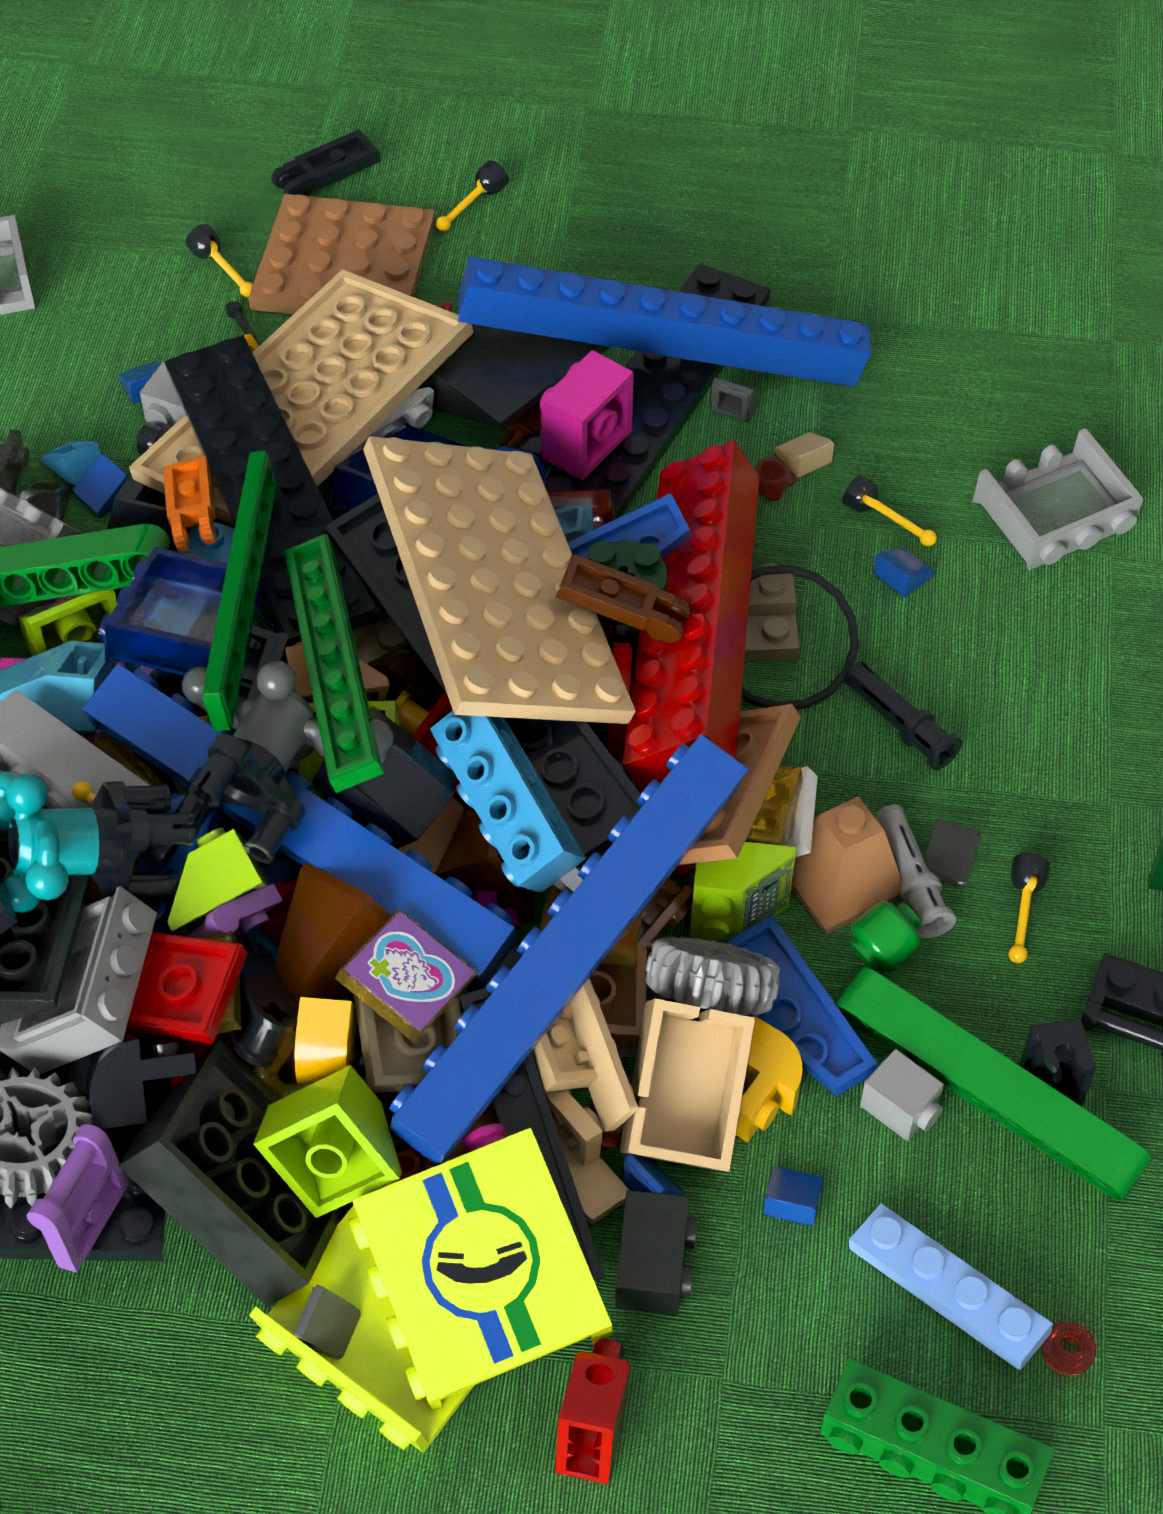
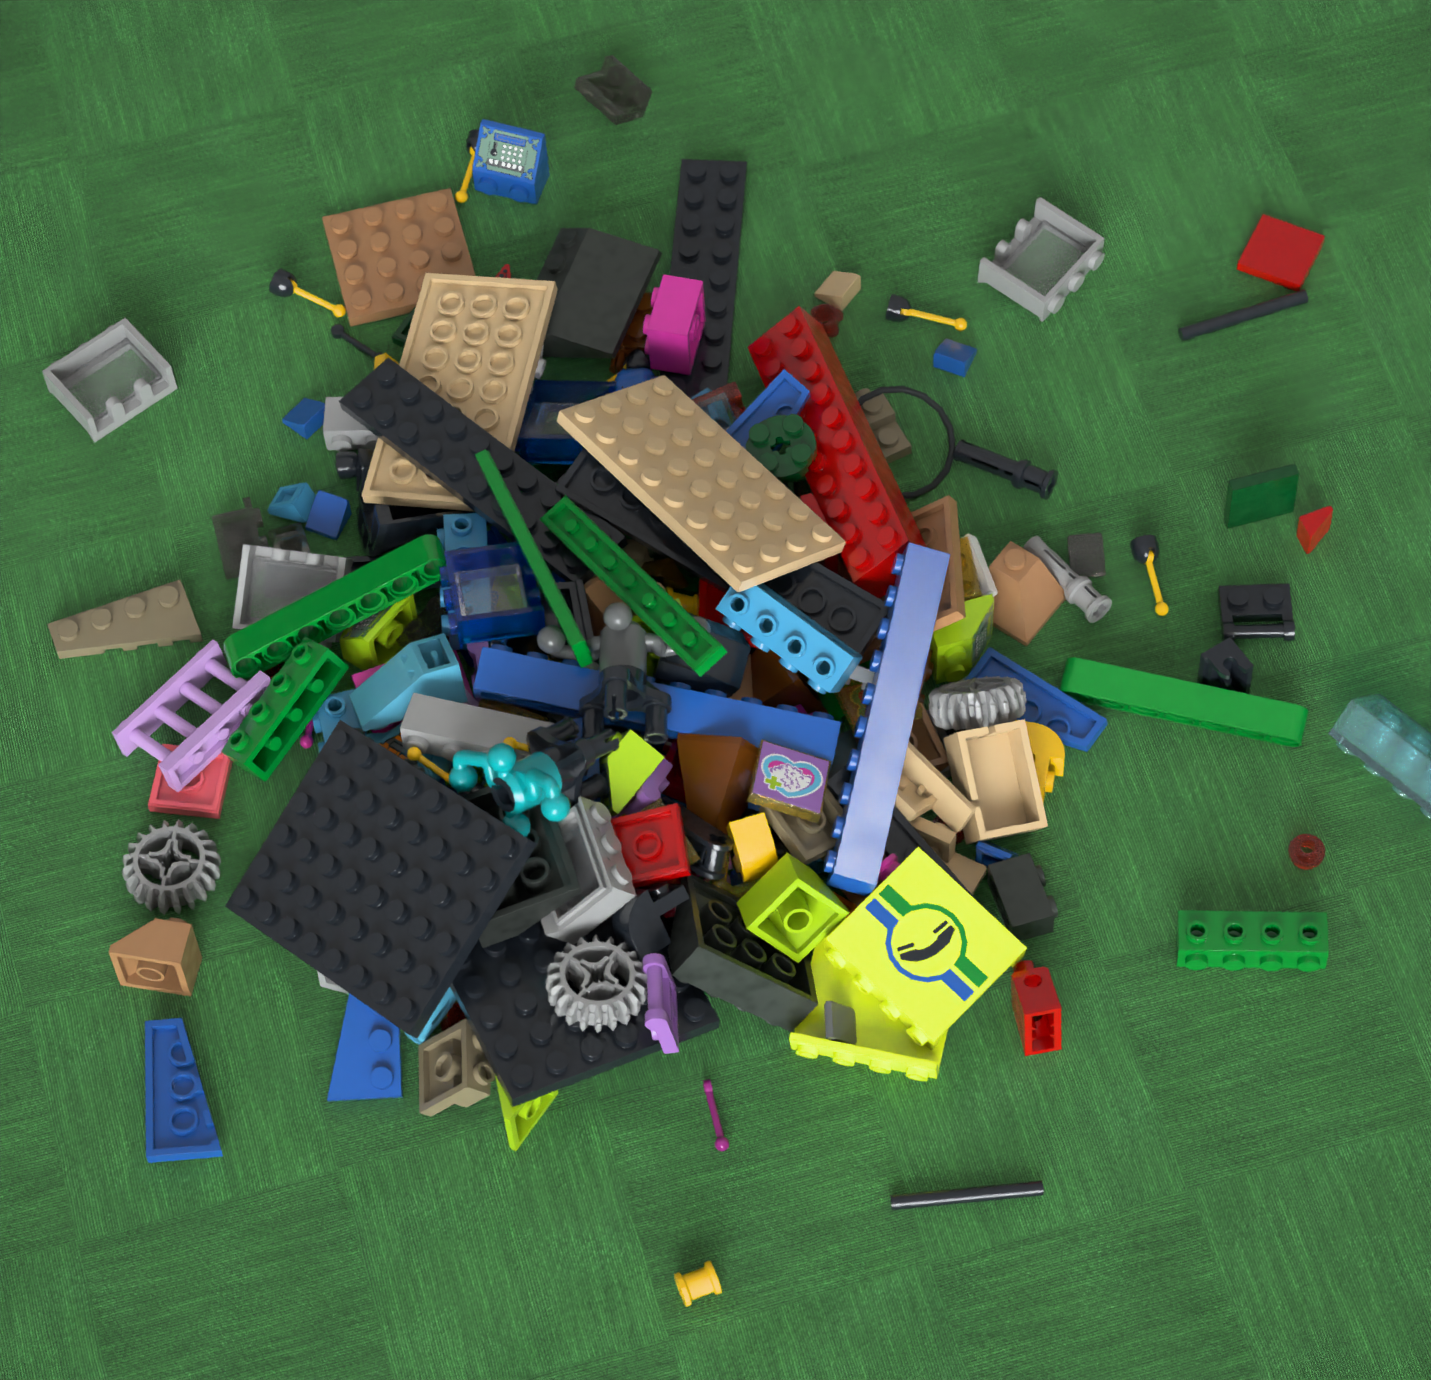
camera: 20 degrees left, 5 degrees up
(99, 1417) = (721, 1142): none -> magenta hinge
(190, 500) = (435, 504): orange hinge -> none
(326, 164) = (340, 178): black hinge -> none
(508, 201) = (510, 162): none -> blue slope
(623, 598) = (797, 463): reddish brown hinge -> none
(662, 322) = (693, 227): blue brick -> none
(663, 177) = (615, 91): none -> clear smoke bracket
(733, 400) = (766, 267): dark grey slope -> none
(792, 1195) = (1090, 827): blue slope -> none
(885, 935) = (1071, 631): green head -> none
(902, 1096) = (1132, 734): light grey brick -> none
(951, 1286) = (1216, 842): light blue plate -> none

